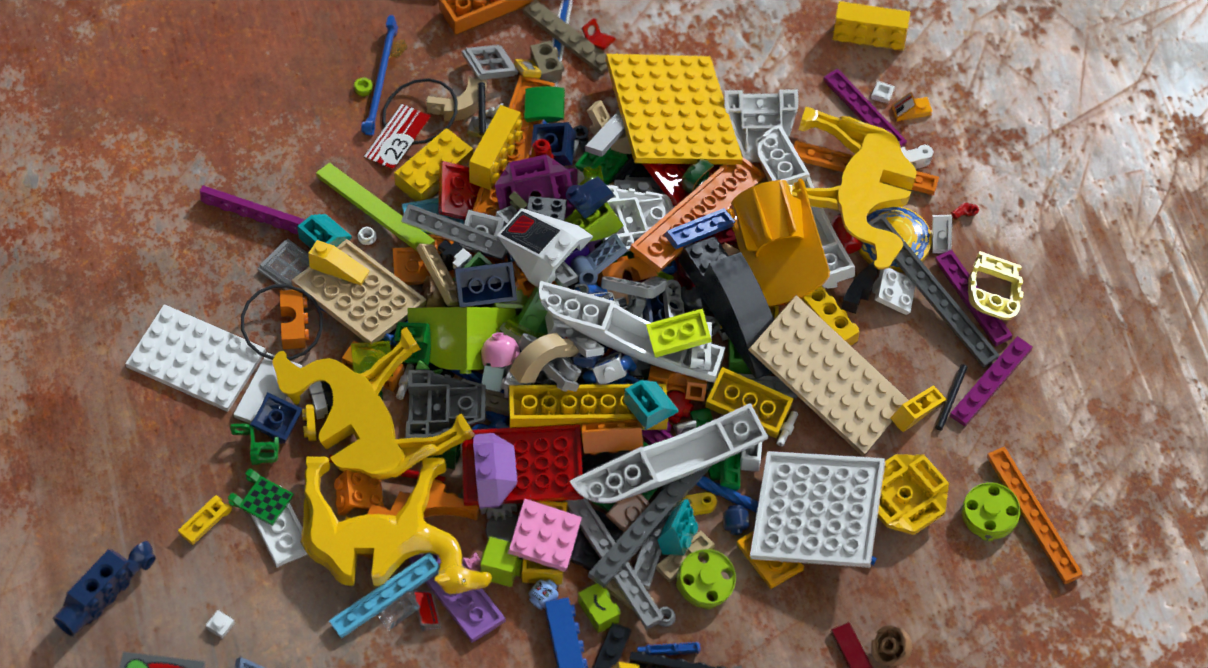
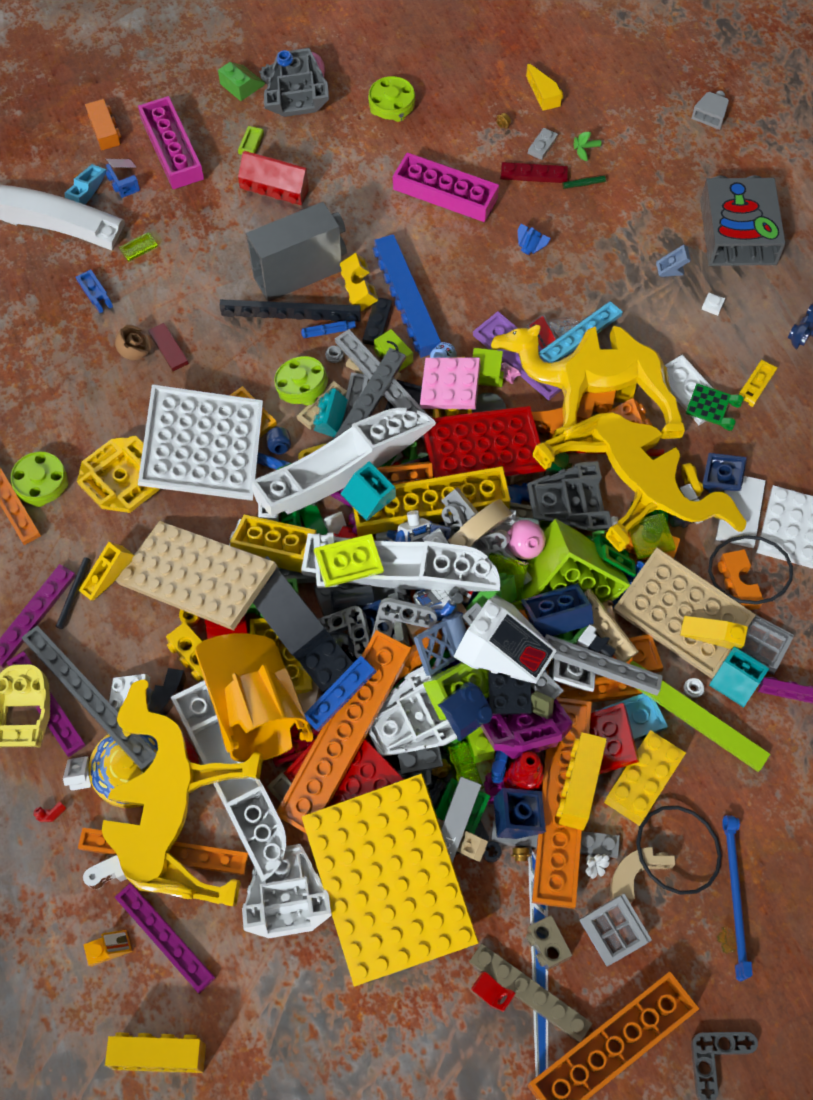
camera: 175 degrees right, 5 degrees up
(256, 447) = (732, 445): green piece -> none
(363, 86) = (752, 882): lime tile -> none
(397, 136) = (695, 815): sticker -> none
(481, 108) = (609, 856): black bar -> none
(494, 469) = (510, 432): medium lavender wedge -> none
(527, 68) = (569, 924): yellow tile -> none
(544, 103) = (538, 861): green slope -> none
(696, 175) = (350, 776): dark green piece -> none
(883, 92) = (142, 968): white tile -> none

